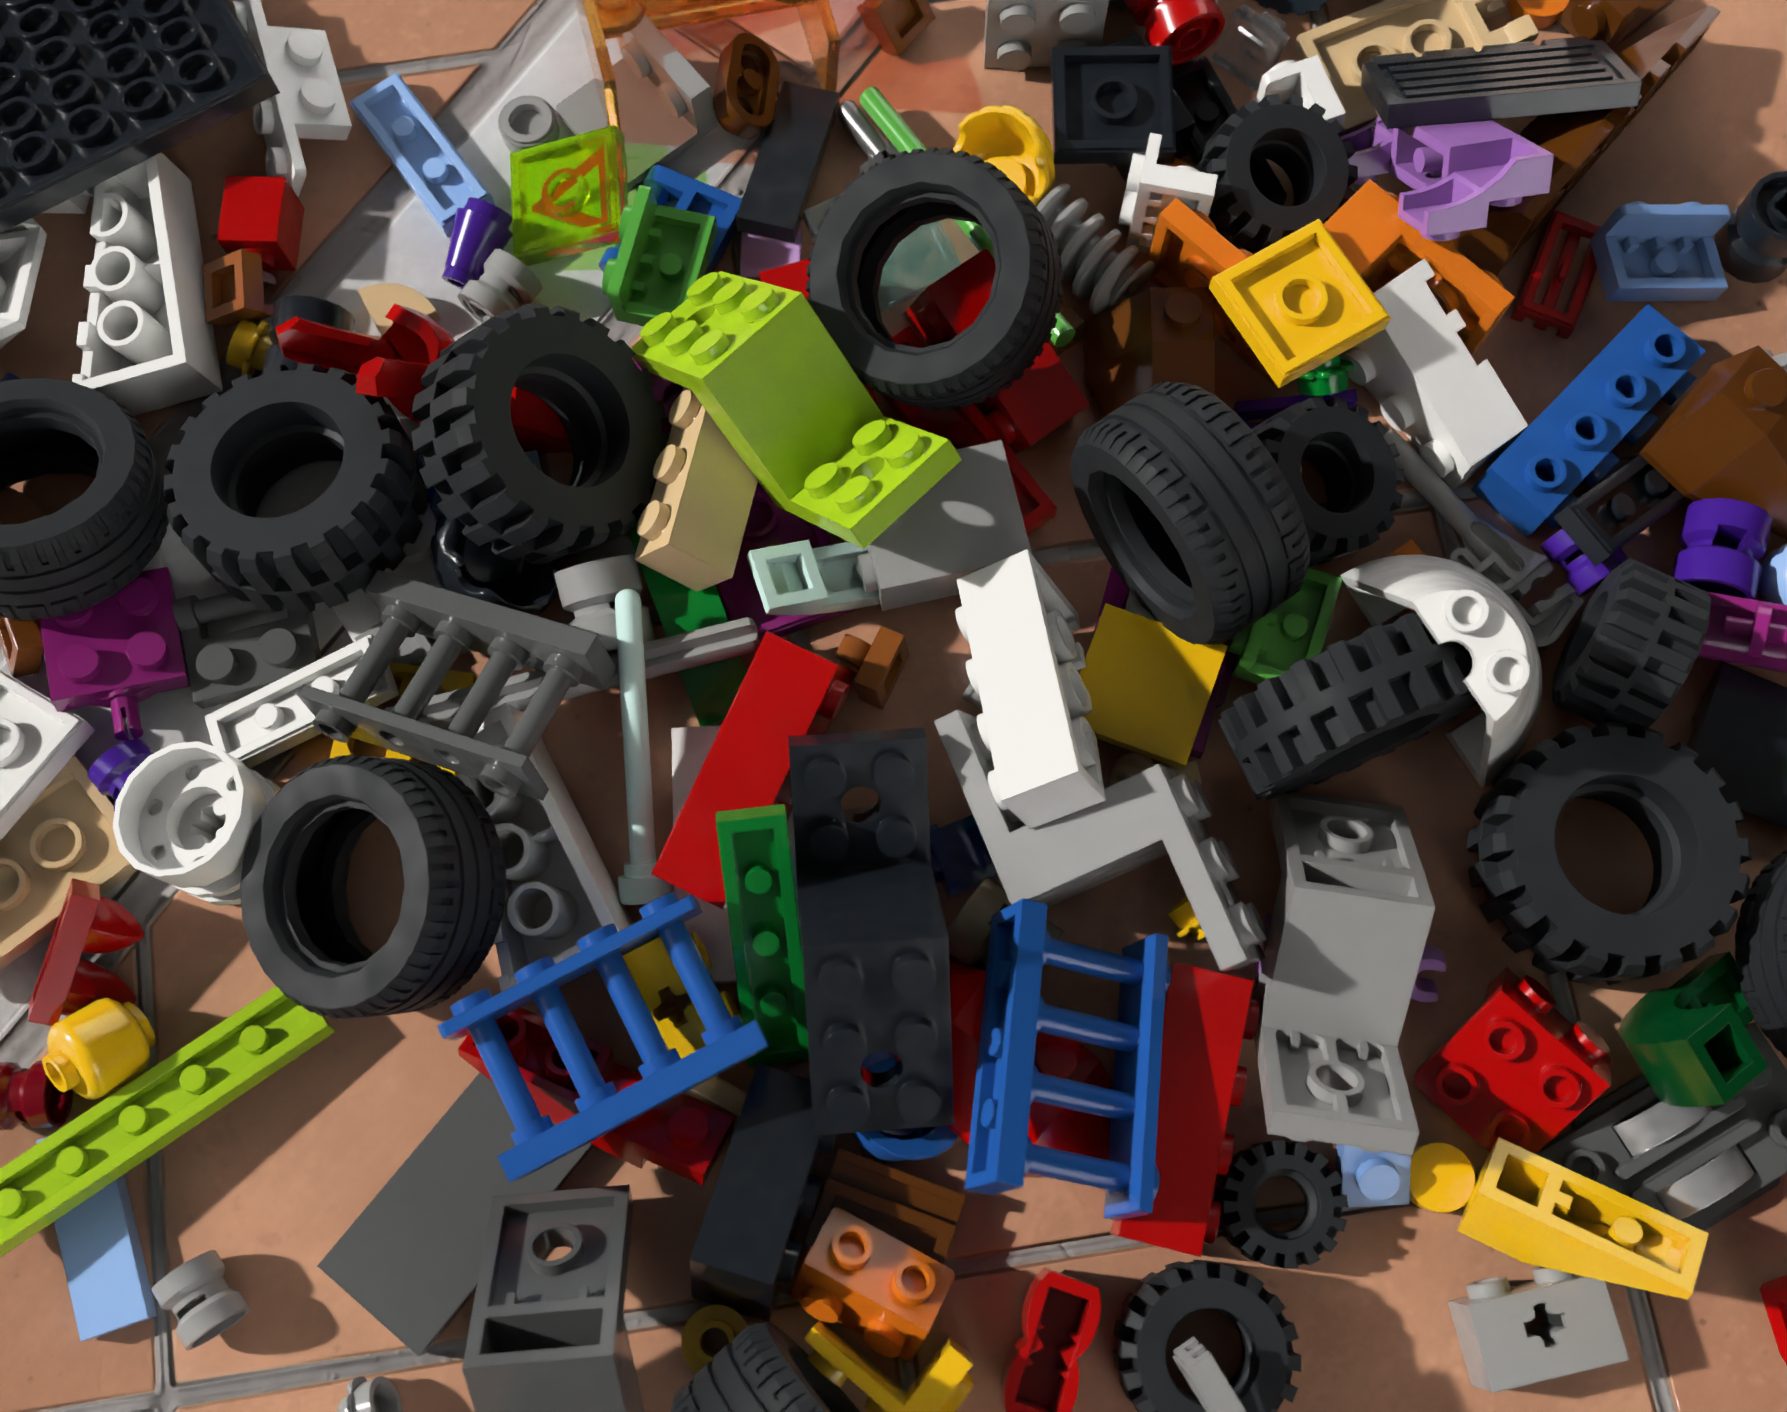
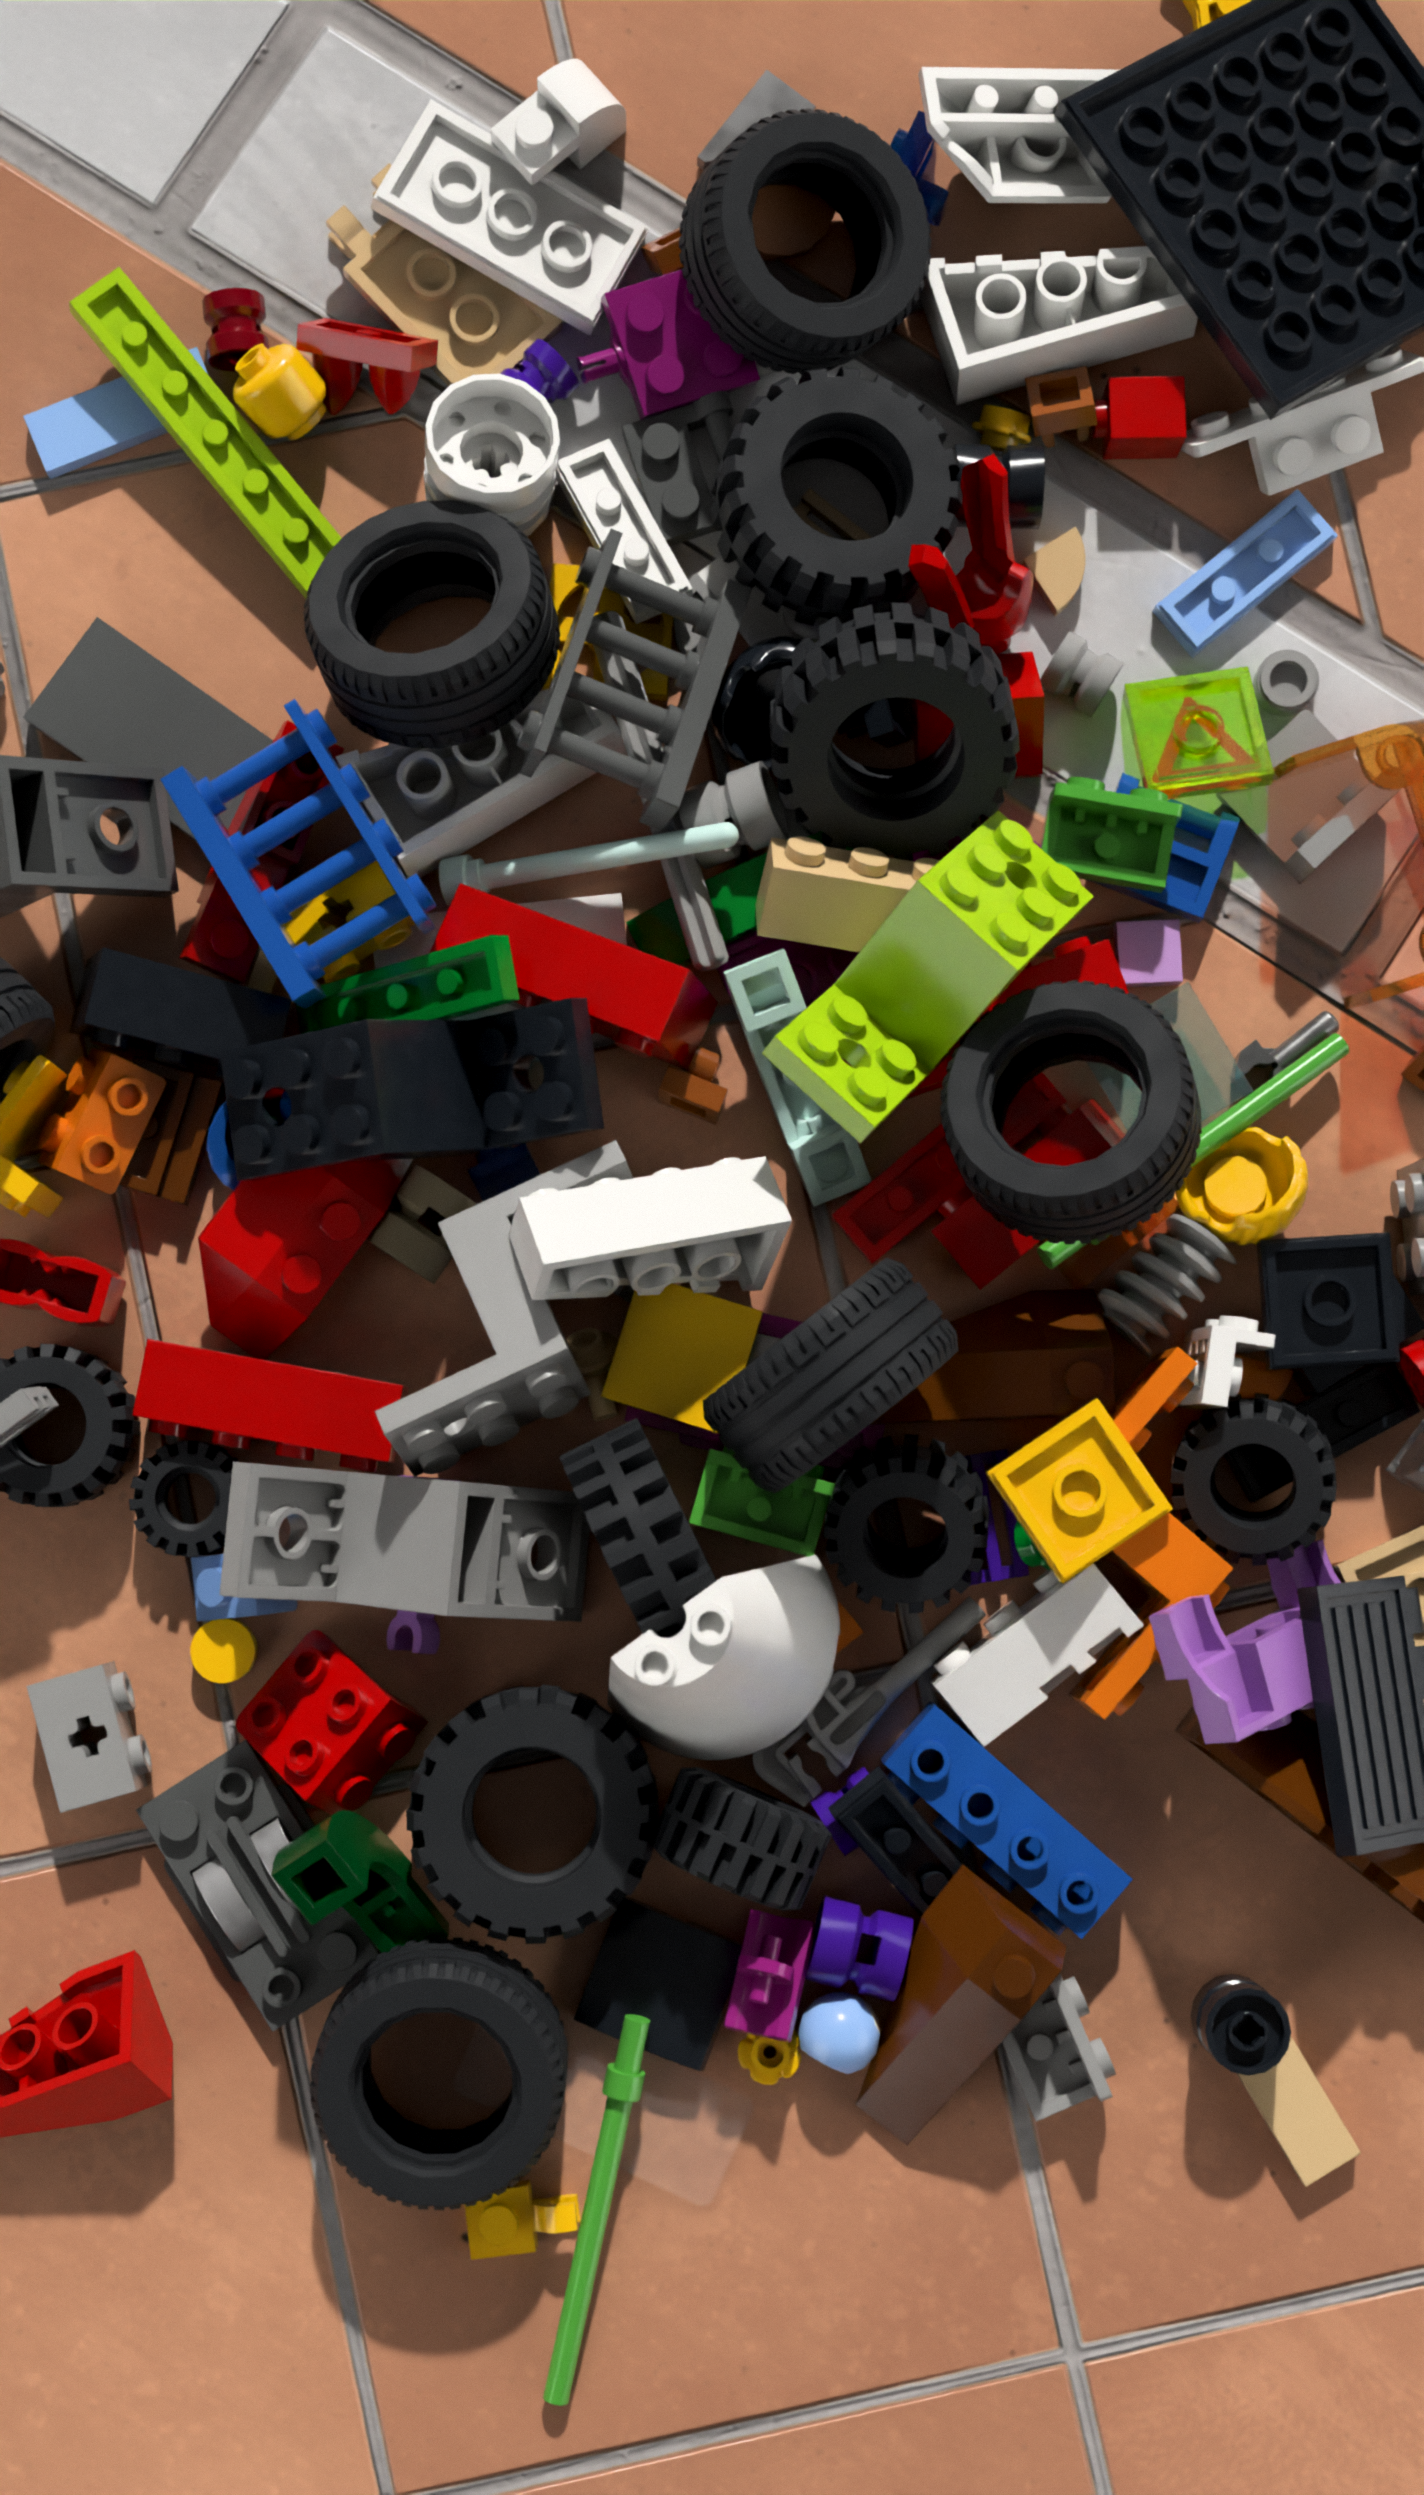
camera: 80 degrees right, 10 degrees up
(200, 1299) = (74, 508): light grey wheel -> none
(475, 235) = (1140, 642): dark purple cone -> none
(708, 1317) = (67, 976): yellow plate -> none
(746, 86) = (1334, 910): reddish brown plate -> none
(788, 162) = (1256, 963): black tile -> none
(949, 532) = (821, 1166): light grey brick -> none
(1009, 1080) = (270, 1227): blue fence -> none
(1306, 80) = (1358, 1526): white bracket -> none
(1544, 313) = (1131, 1782): red tile -> none
(1578, 1225) = (176, 1767): yellow slope -> none
(1661, 252) = (1201, 1903): medium blue bracket -> none

